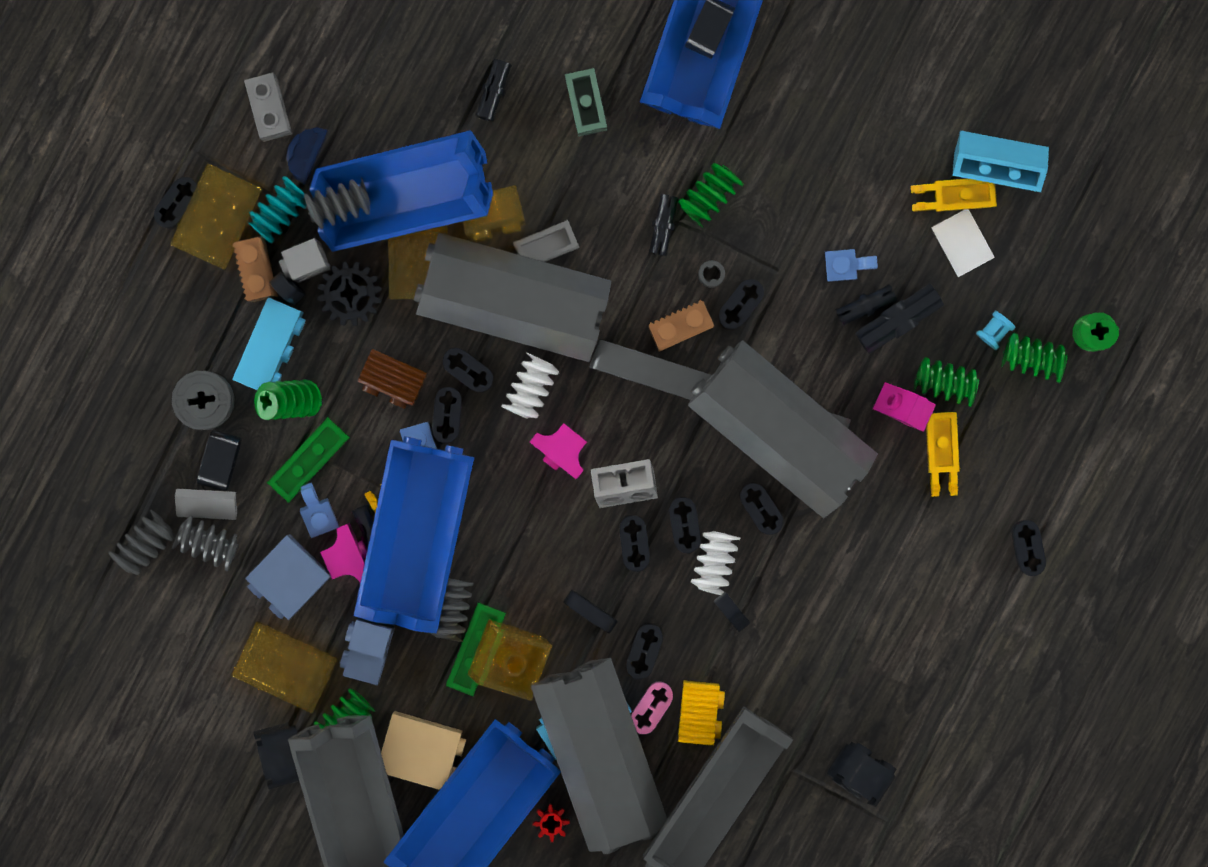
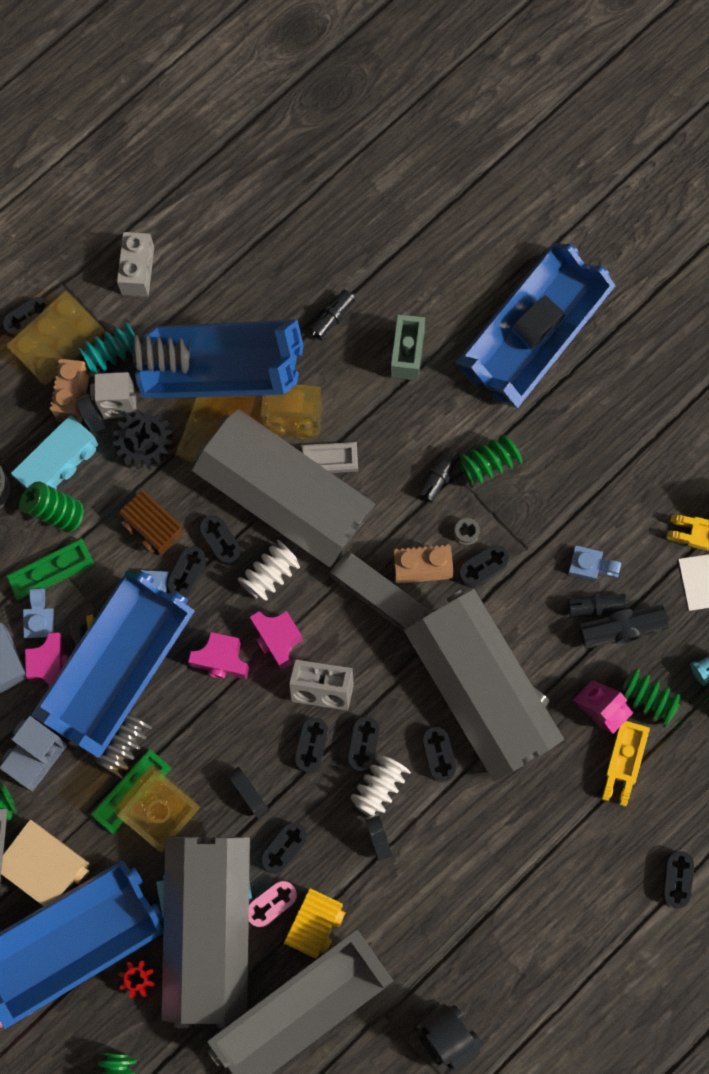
camera: 25 degrees right, 15 degrees down
(304, 152) = (153, 312): dark blue tile -> none
(514, 490) = (220, 658): none -> dark pink brick

